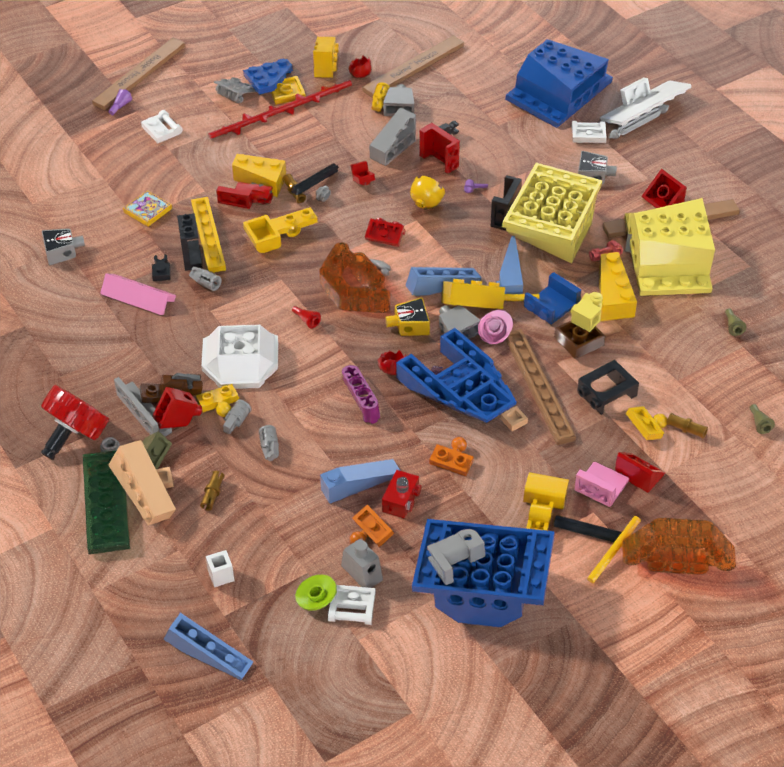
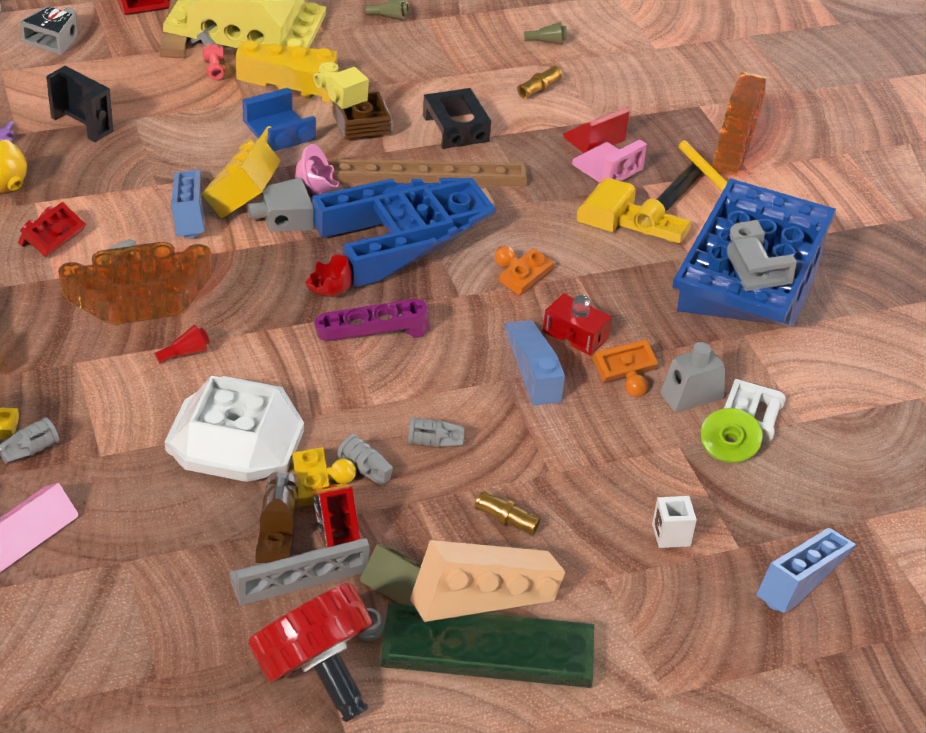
camera: 80 degrees left, 5 degrees down
(410, 318) = (251, 243): torso -> none
(510, 272) = (204, 138): medium blue slope -> none
(553, 210) = (144, 61): light yellow wedge -> none
(649, 427) = (522, 106): yellow plate -> none

